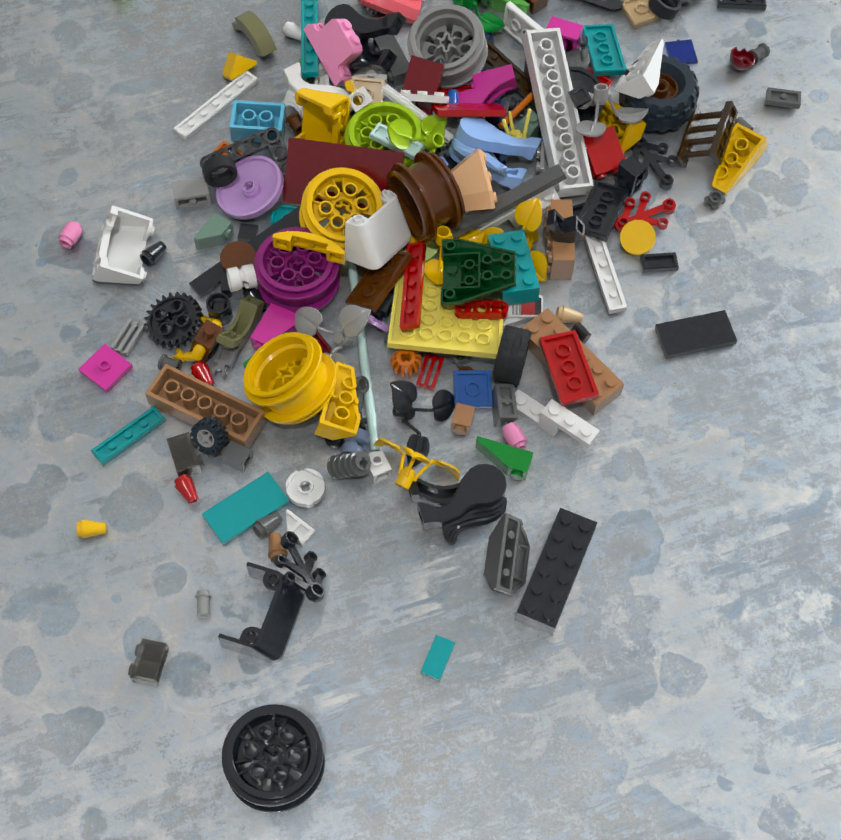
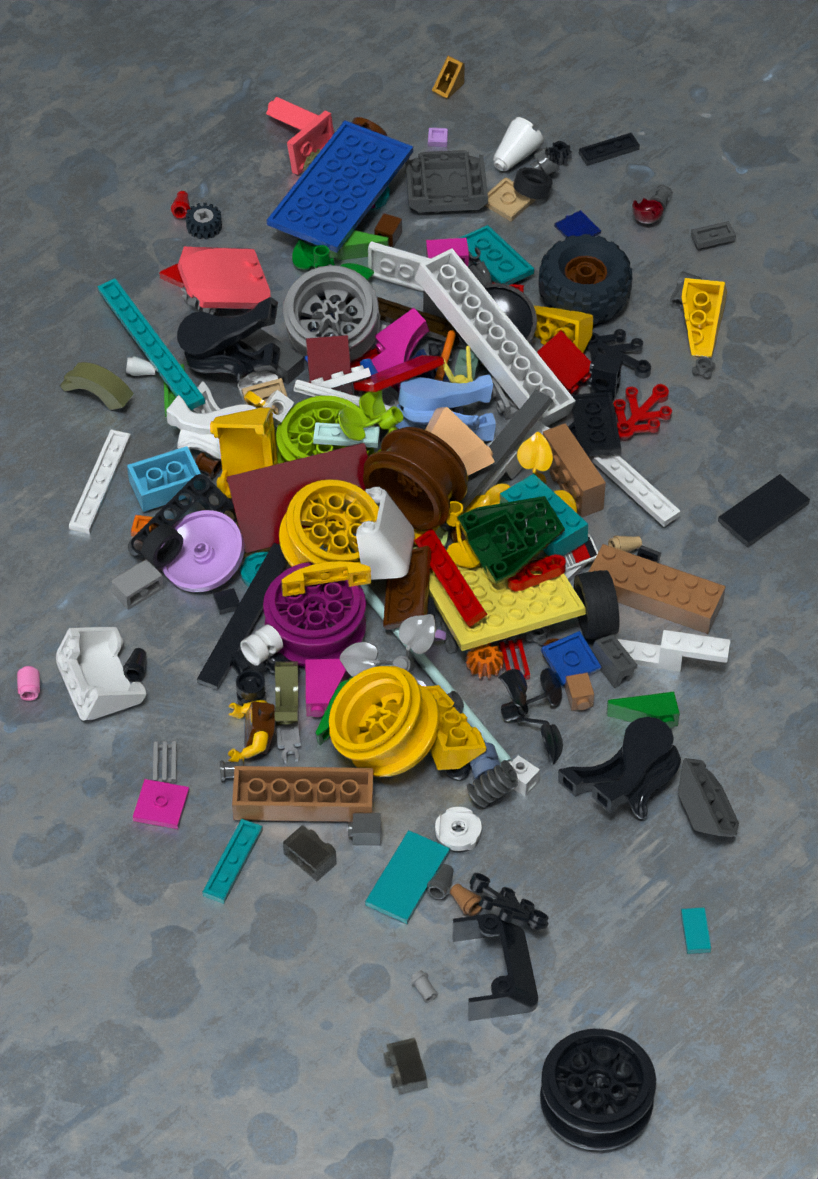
camera: 25 degrees left, 10 degrees down
(90, 528) = (254, 968): yellow cone -> none
(167, 317) = (206, 722): black gear -> none
(186, 488) = (333, 884): red cone -> none
(201, 371) = (272, 759): red cone -> none
(209, 435) = (328, 824): black wheel -> none
(214, 232) = (191, 614): sand green slope -> none
(236, 65) = (98, 429): yellow slope -> none
(237, 254) = (236, 626): reddish brown tile -> none
(299, 527) = (467, 868): white tile -> none
(336, 47) = (209, 363): bright pink brick -> none
(406, 475) = (562, 766): yellow plant -> none
(514, 435) = (641, 684): bright pink brick -> none
(556, 571) = (764, 796): black brick -> none
(565, 229) = (581, 454): black brick -> none
(568, 368) = (663, 591): red plate -> none
(579, 96) = (513, 312): black tile -> none
(600, 97) = (537, 303): light grey plant -> none
(637, 237) = (649, 437): yellow tile -> none
(644, 74) = (566, 263): white wedge -> none
(659, 262) = (684, 454): black tile -> none
(719, 140) = (678, 302): dark brown fence -> none

